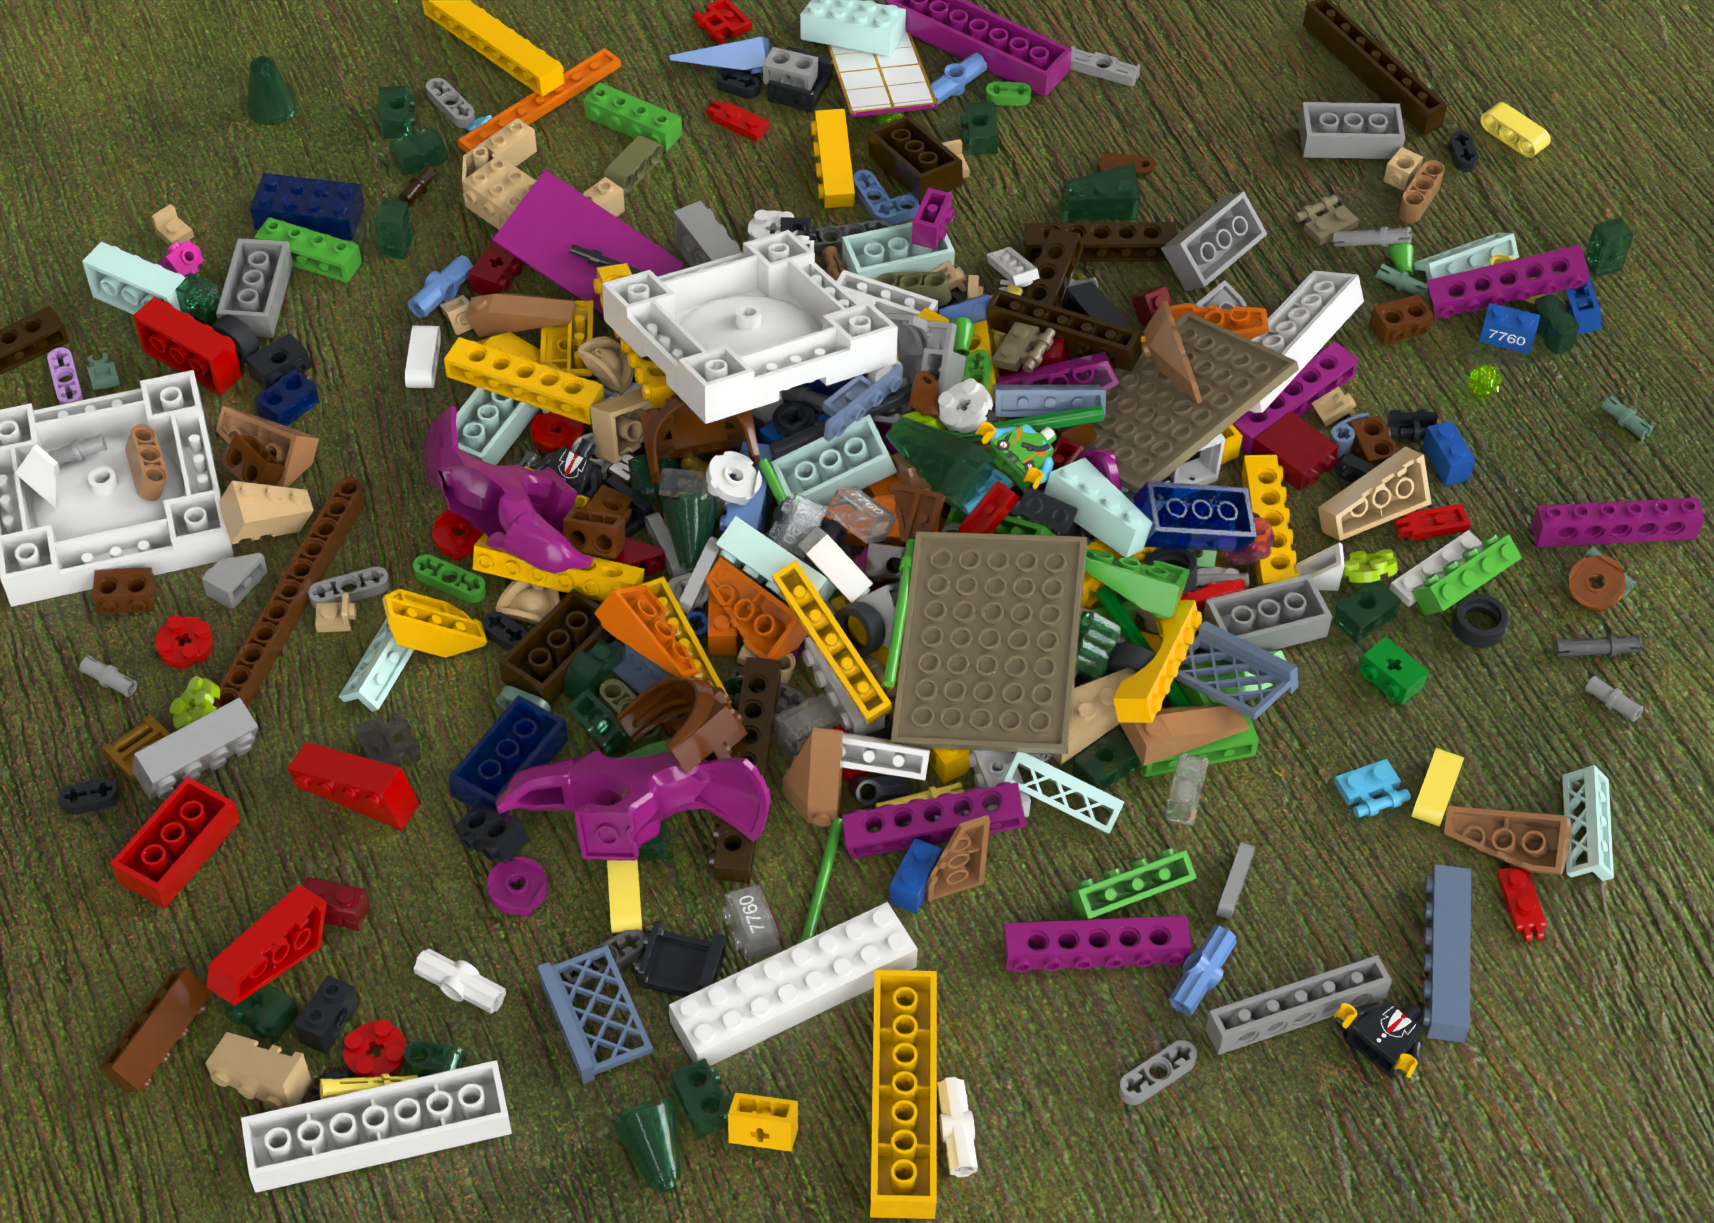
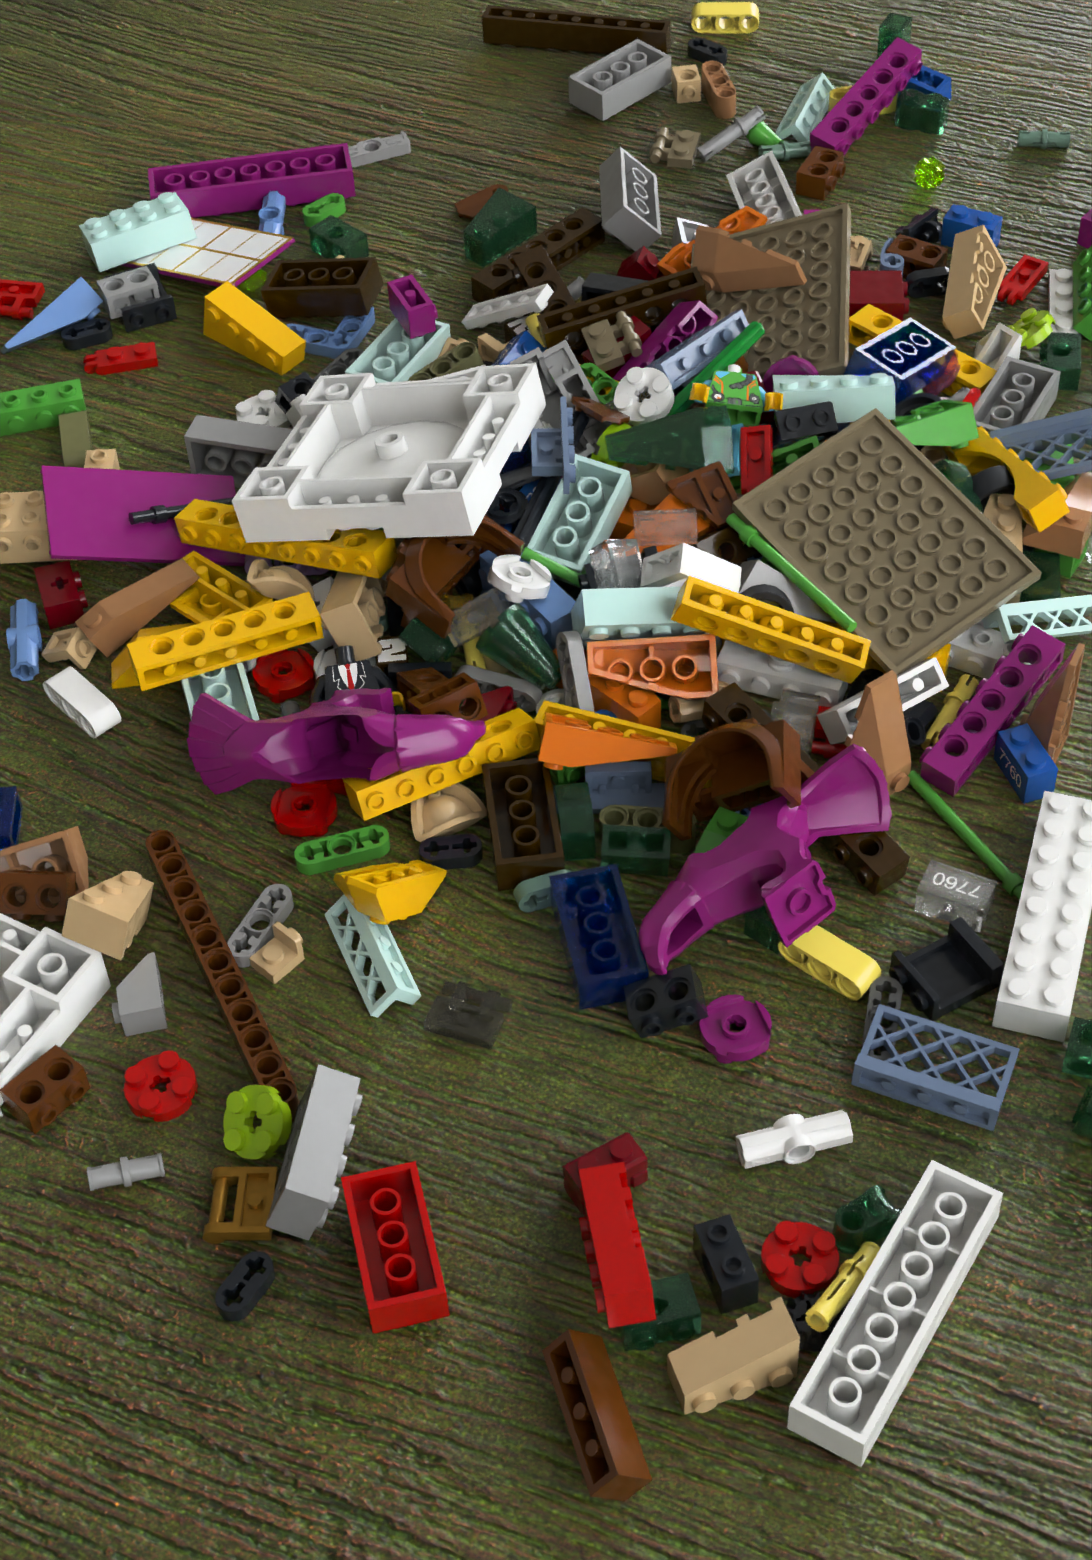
camera: 40 degrees left, 5 degrees down
(355, 783) = (488, 1063): red wedge -> none
(1509, 328) = (898, 132): blue brick -> none

